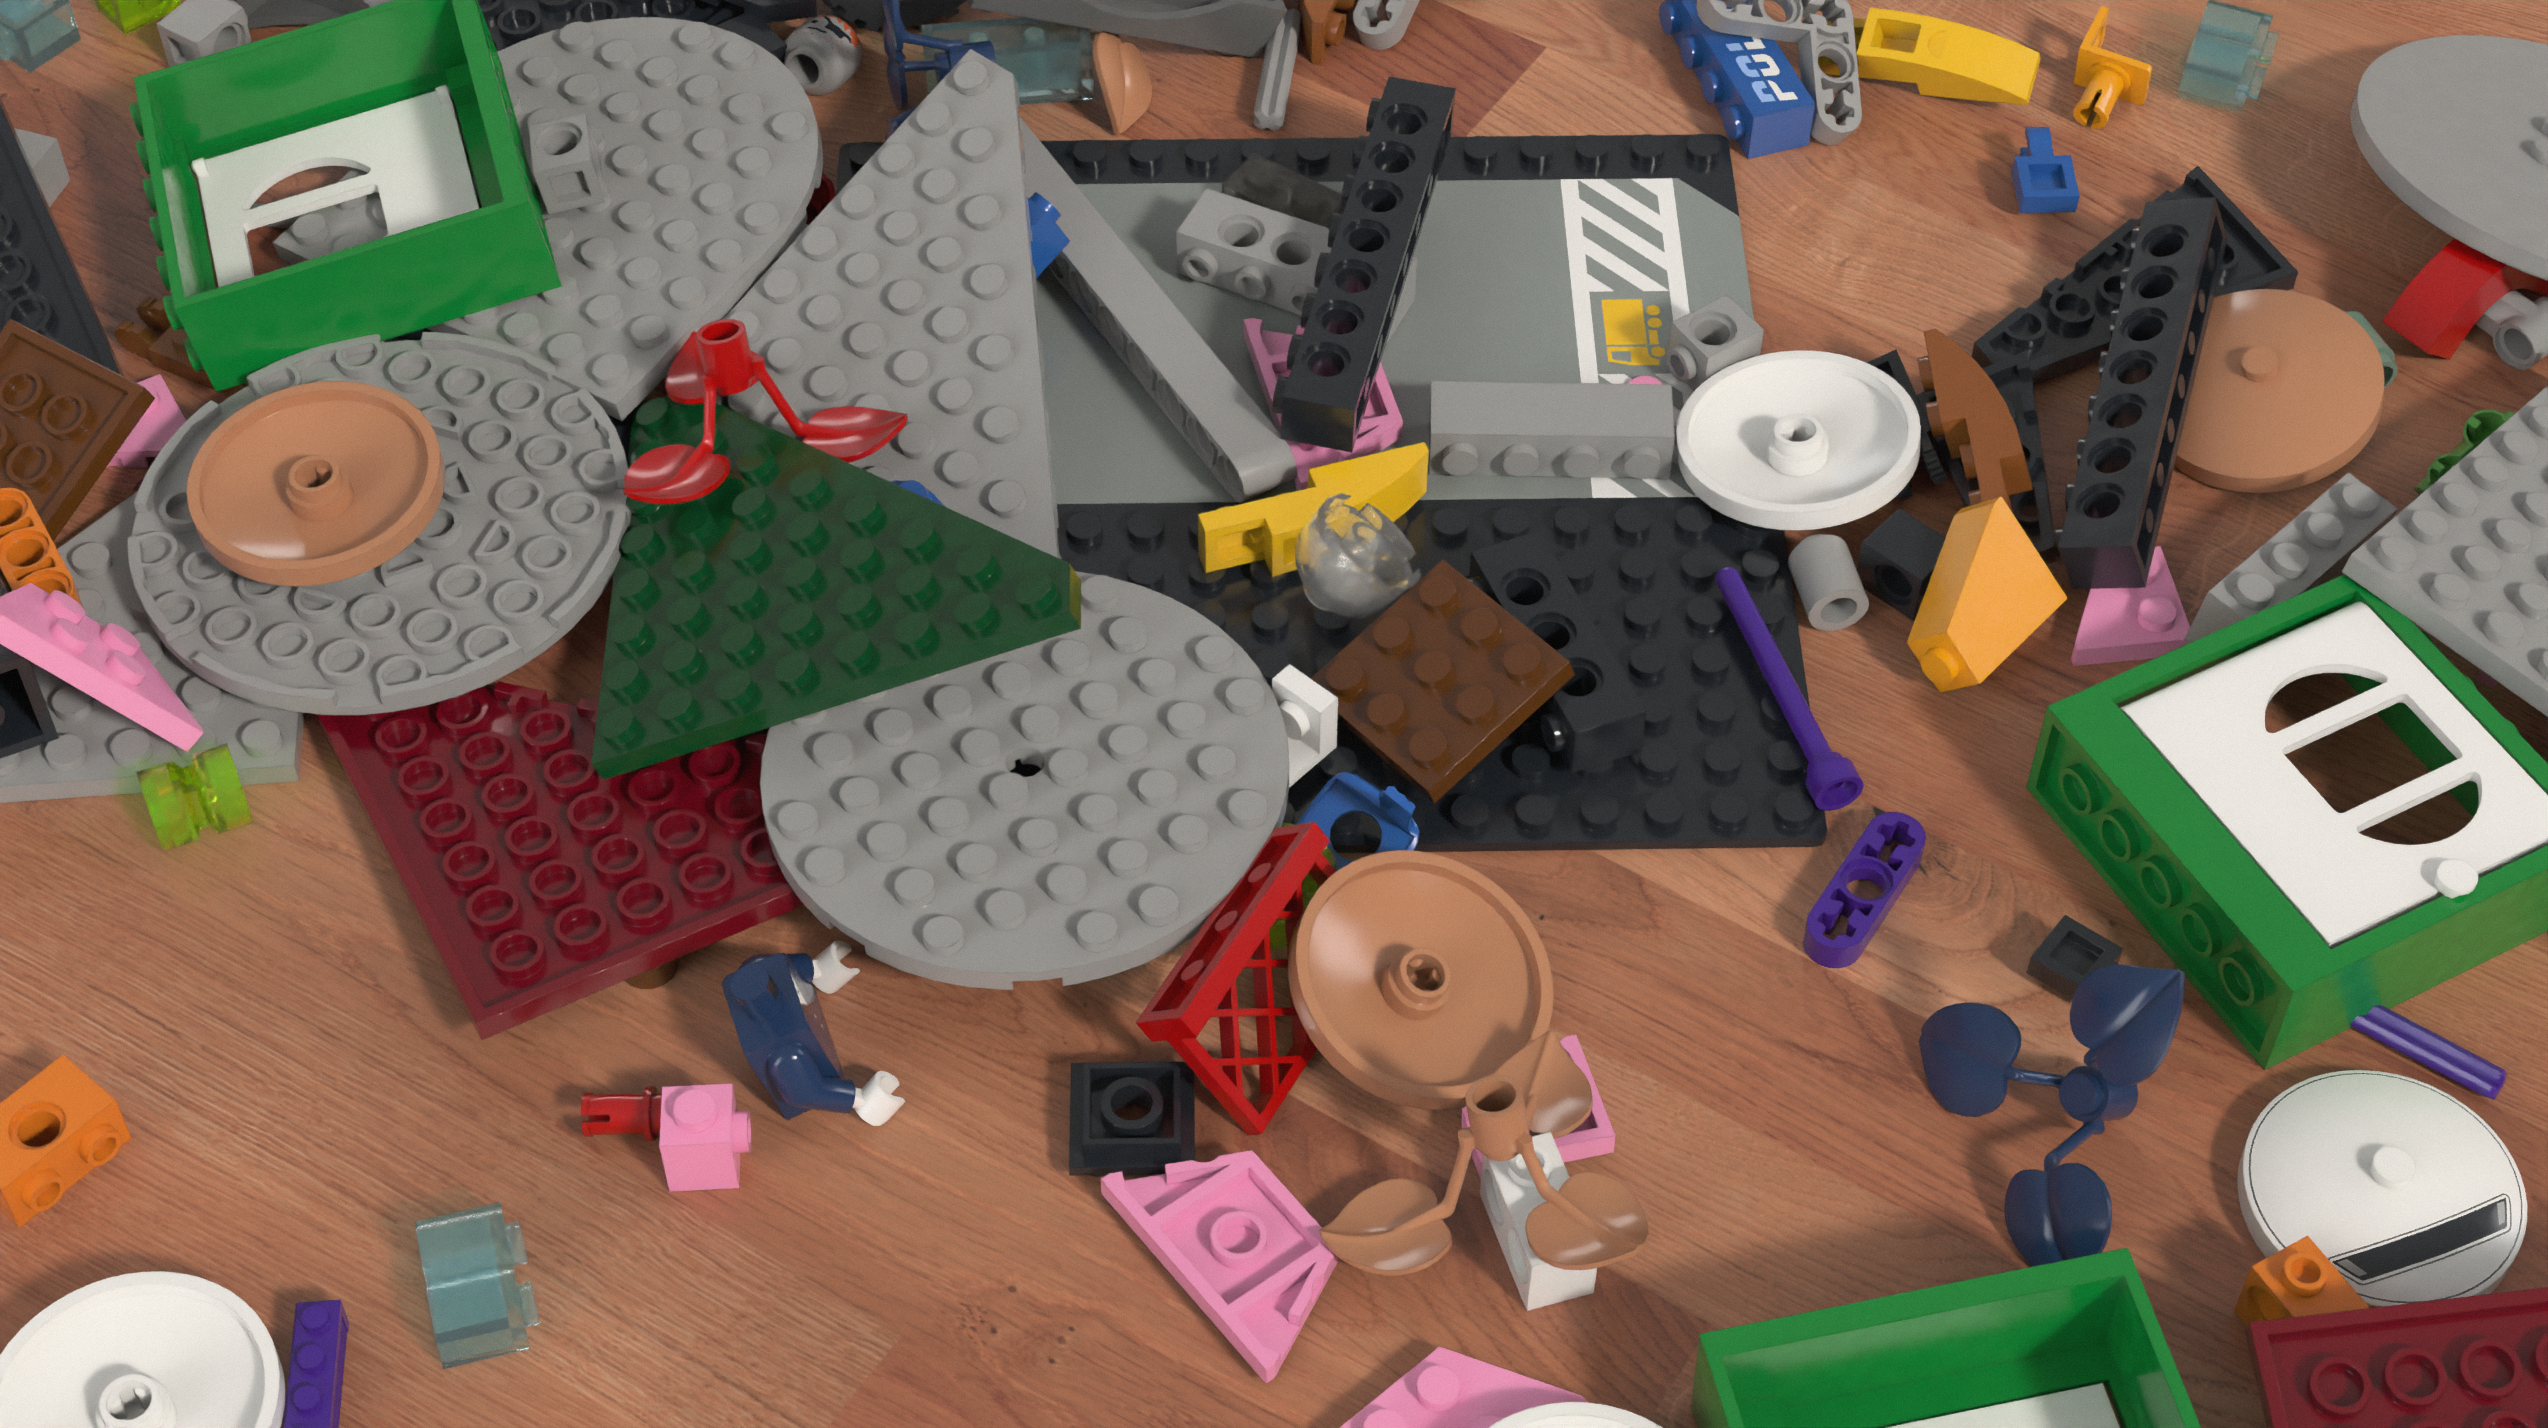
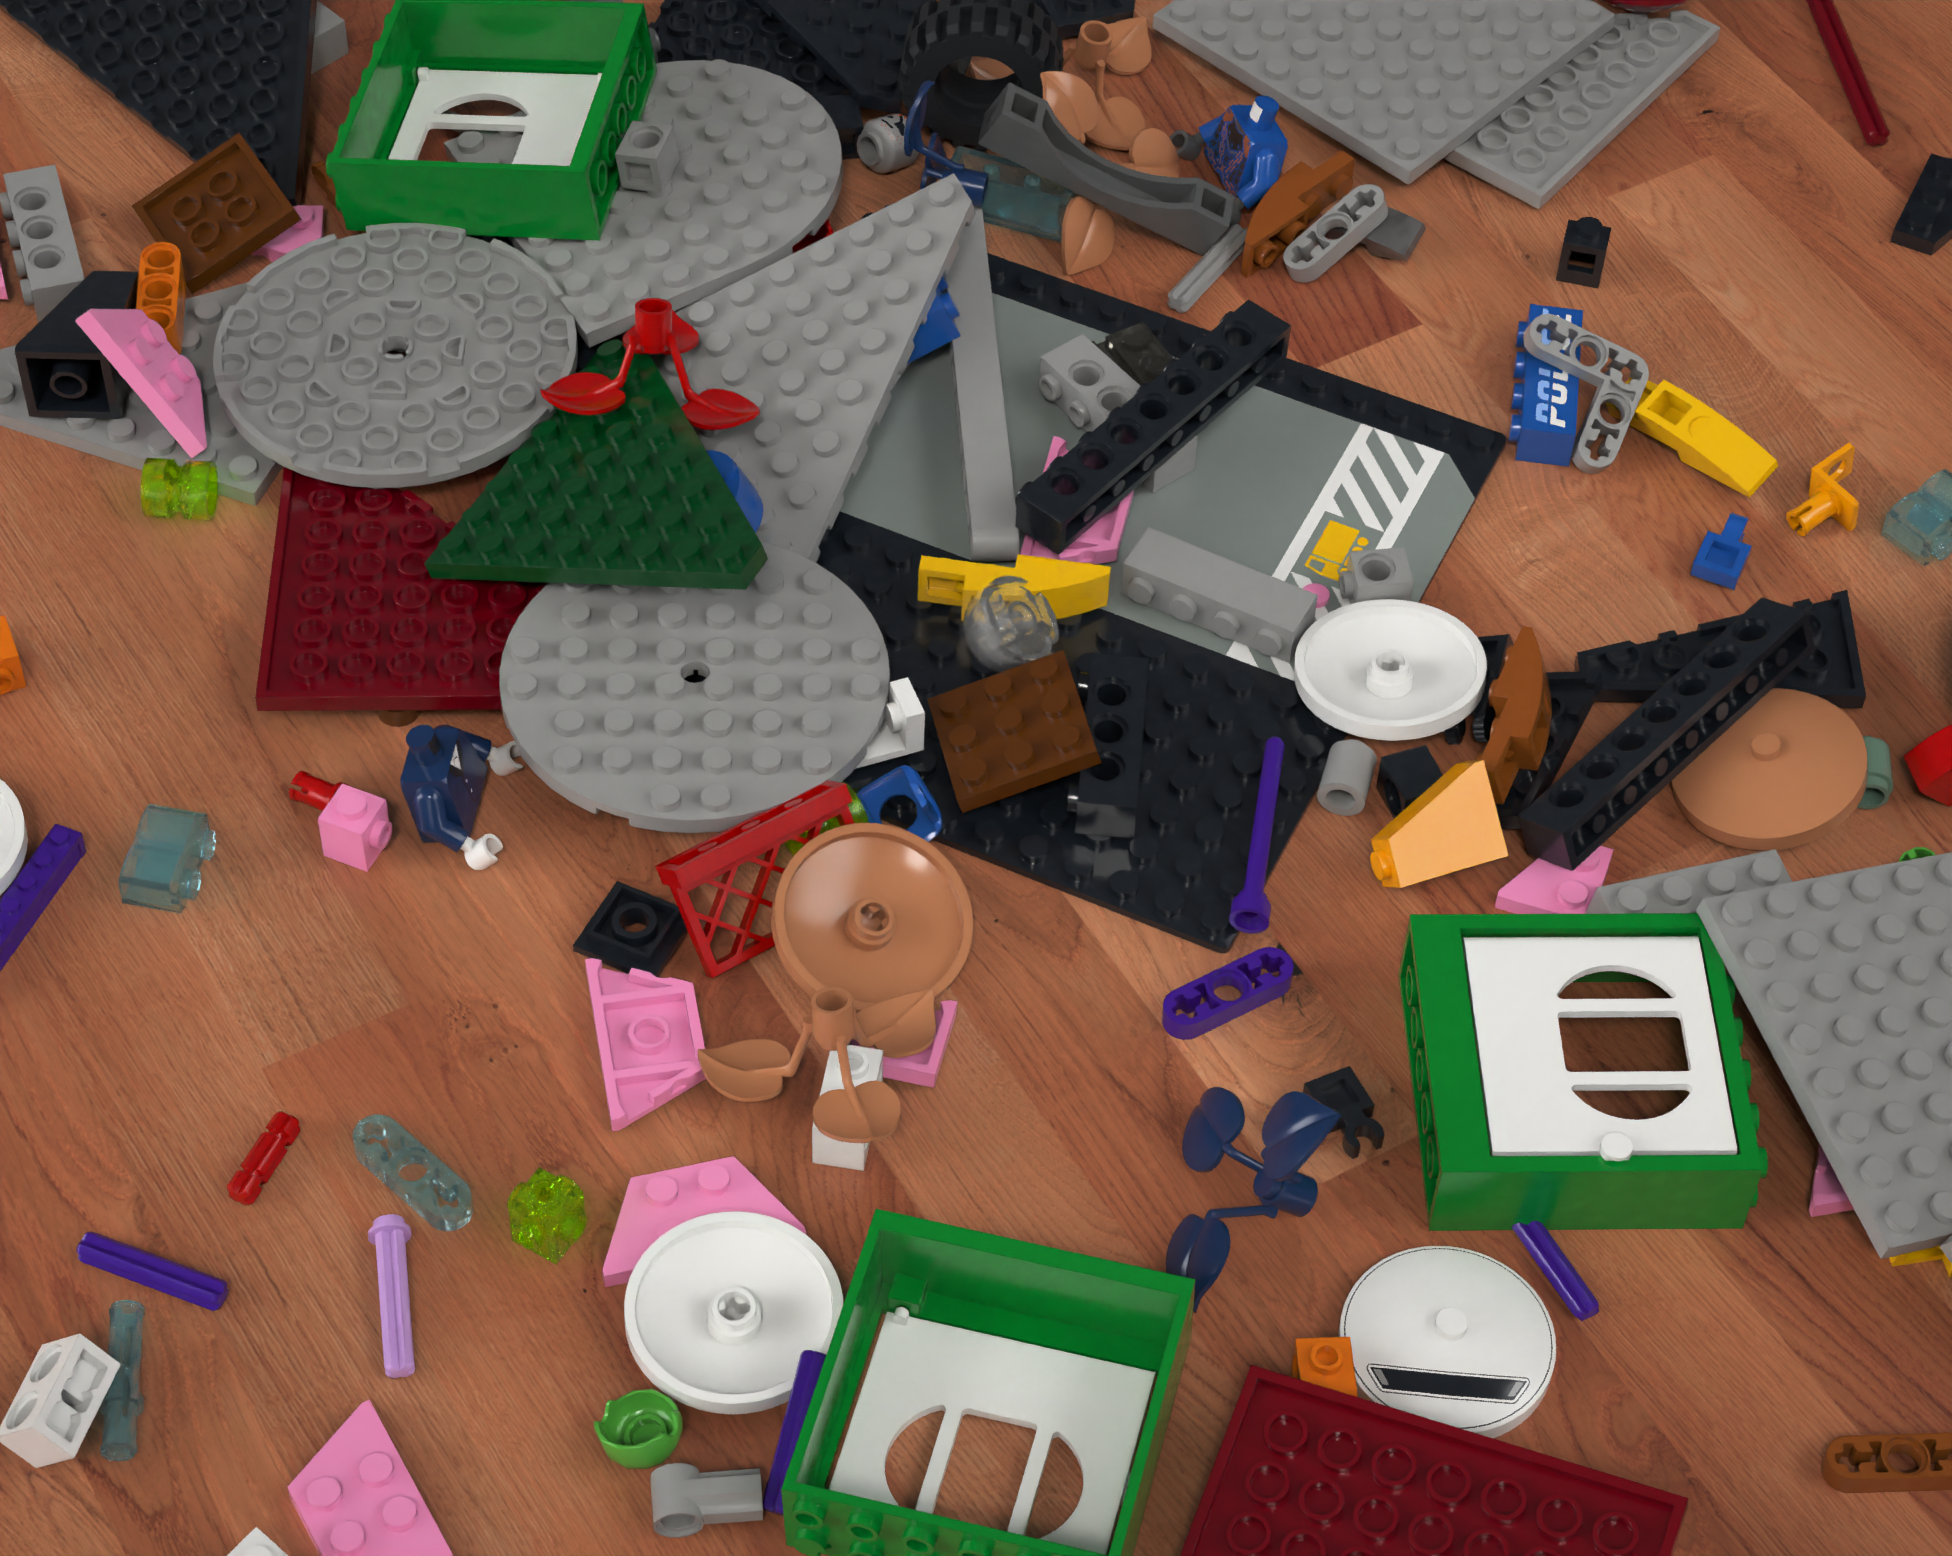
camera: 25 degrees right, 0 degrees up
(316, 483) = (355, 312): nougat dish -> none

